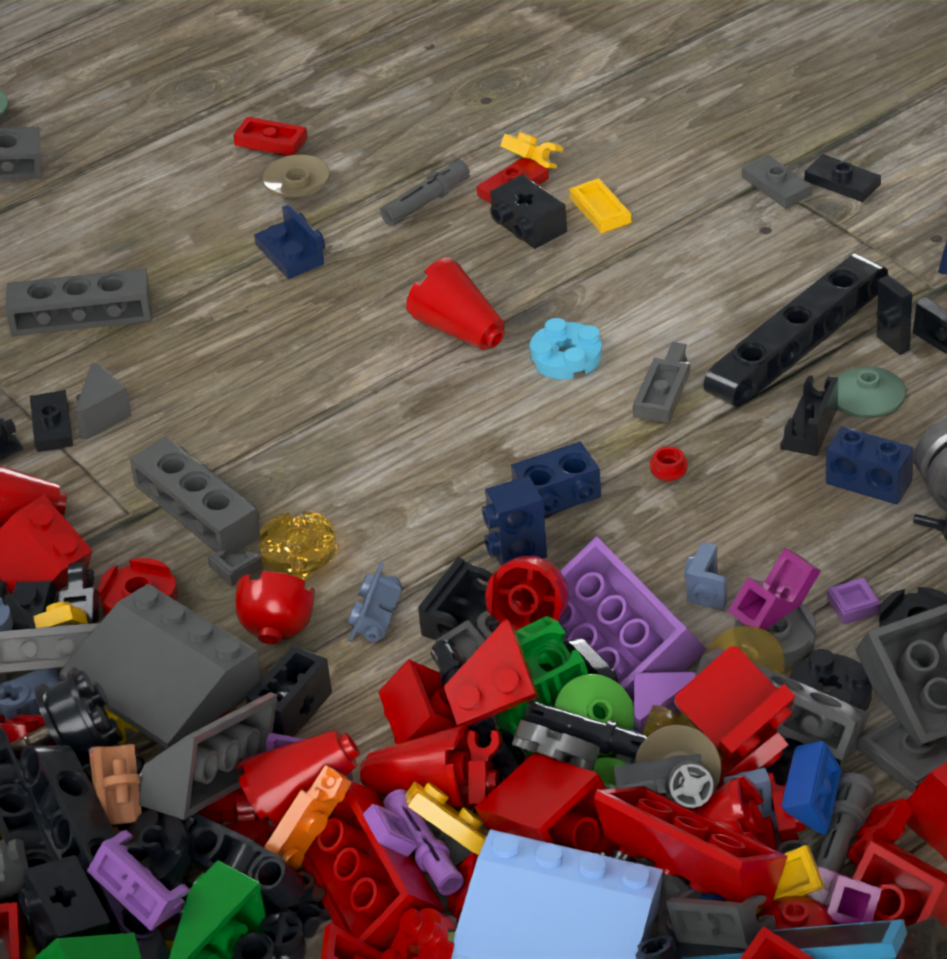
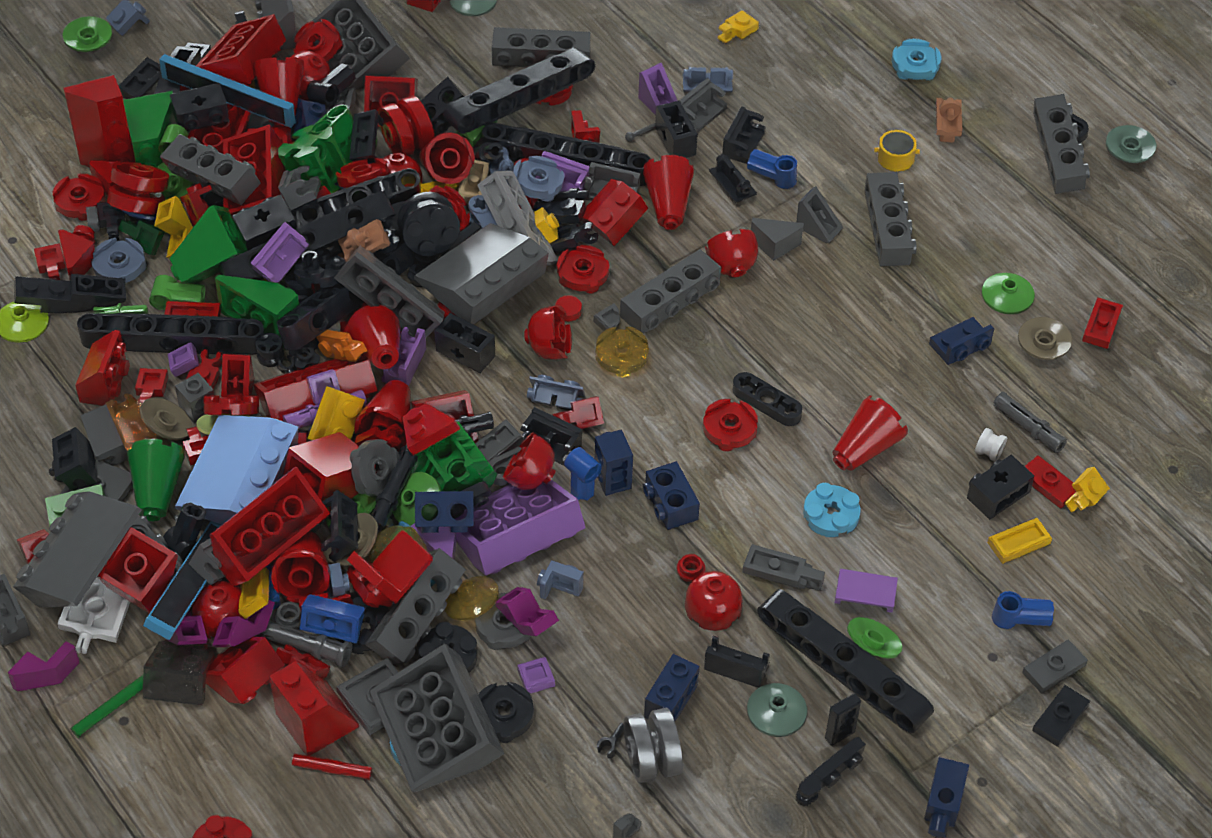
camera: 85 degrees right, 10 degrees up
(51, 421) = (772, 210): black plate -> none
(64, 366) = (817, 216): none -> dark grey slope
(134, 428) = (733, 252): none -> red cylinder
(208, 215) = (1008, 293): none -> bright green dish
(212, 605) = (572, 306): none -> red tile
(367, 424) = (771, 409): none -> black beam
(415, 572) = (584, 413): none -> plate
(446, 441) = (730, 436): none -> red plate
(463, 218) = (991, 444): none -> white wheel
(537, 537) = (583, 471): none -> blue piece
(628, 662) = (444, 502): none -> dark blue brick
(694, 790) = (317, 531): wheel -> none
(695, 312) = (866, 589): none -> medium lavender hinge
(709, 198) = (1013, 610): none -> blue piece
(719, 440) = (714, 600): none -> red cylinder
(764, 303) = (874, 637): none -> bright green dish

